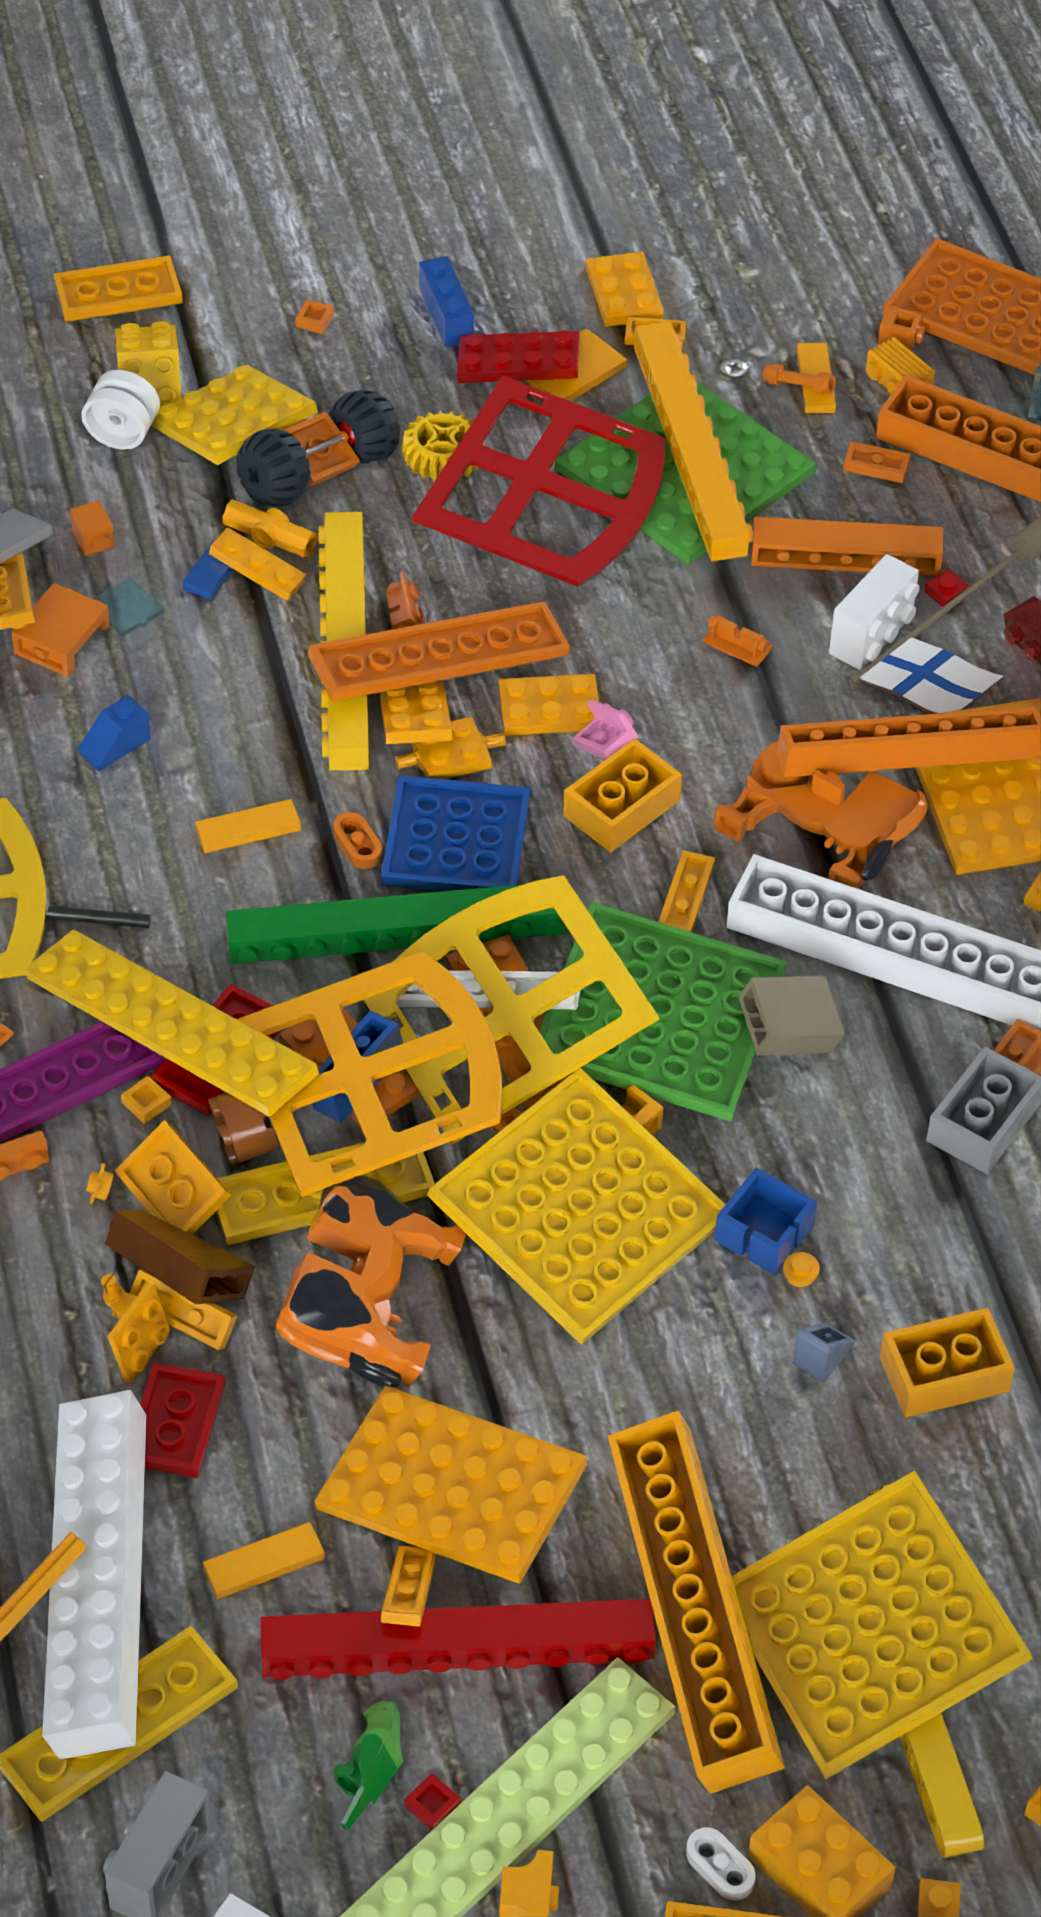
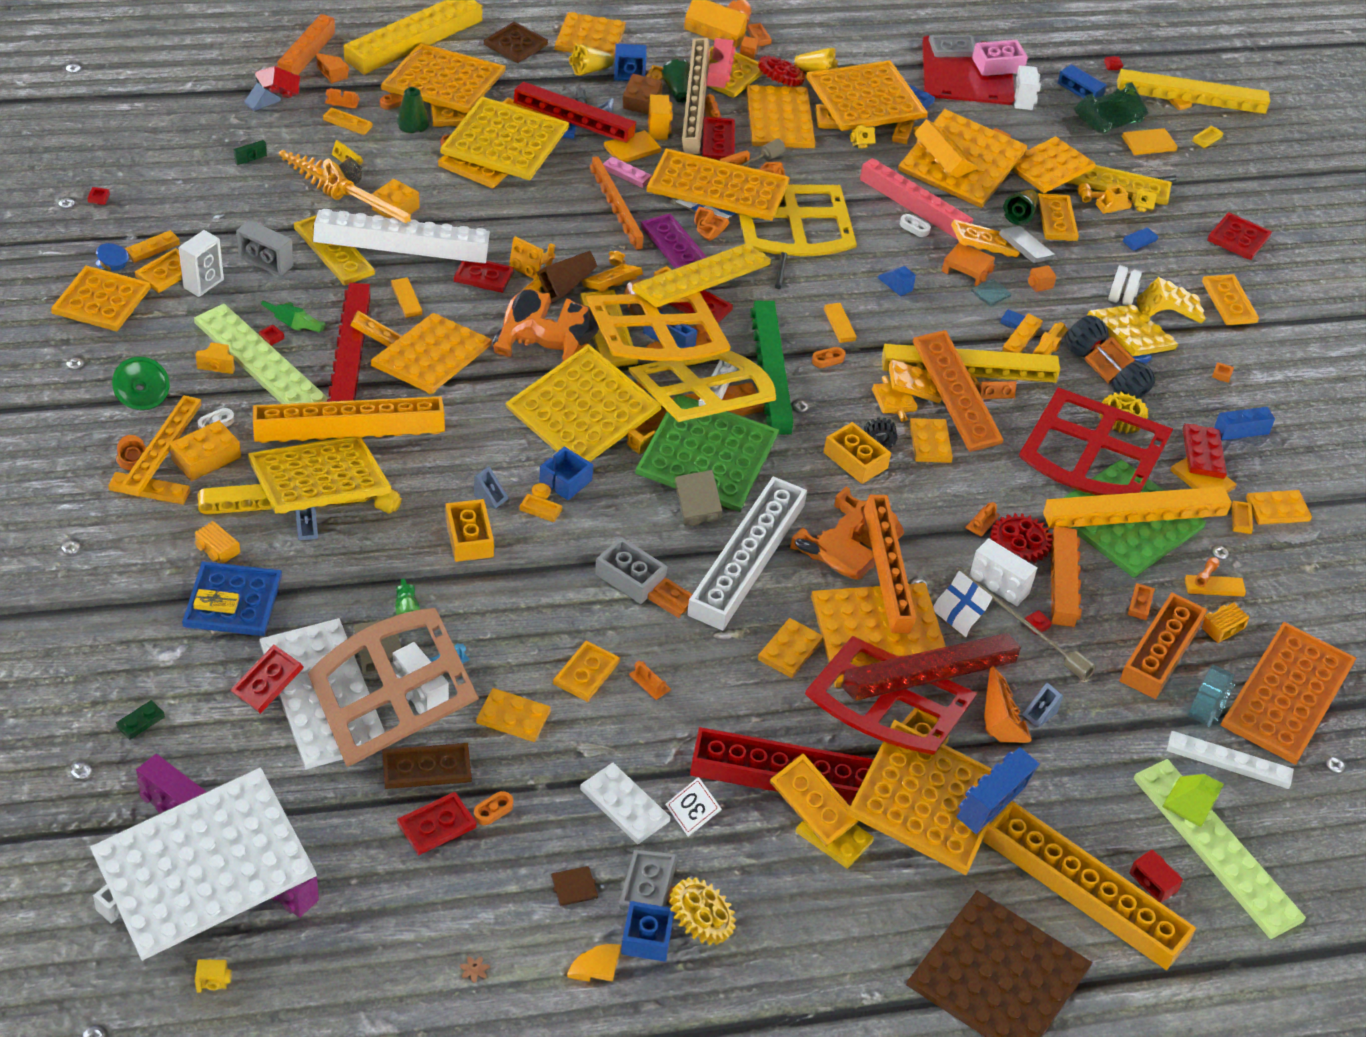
camera: 90 degrees right, 5 degrees down
(455, 834) = (832, 393): blue plate -> none
(570, 757) = (882, 426): none -> black tyre
(606, 732) = (903, 448): bright pink bracket -> none
(687, 890) = (793, 475): light orange plate -> none
(773, 594) = (1022, 537): none -> red gear
(840, 1269) = (540, 507): none -> light orange tile
(902, 325) = (1262, 632): orange brick -> none

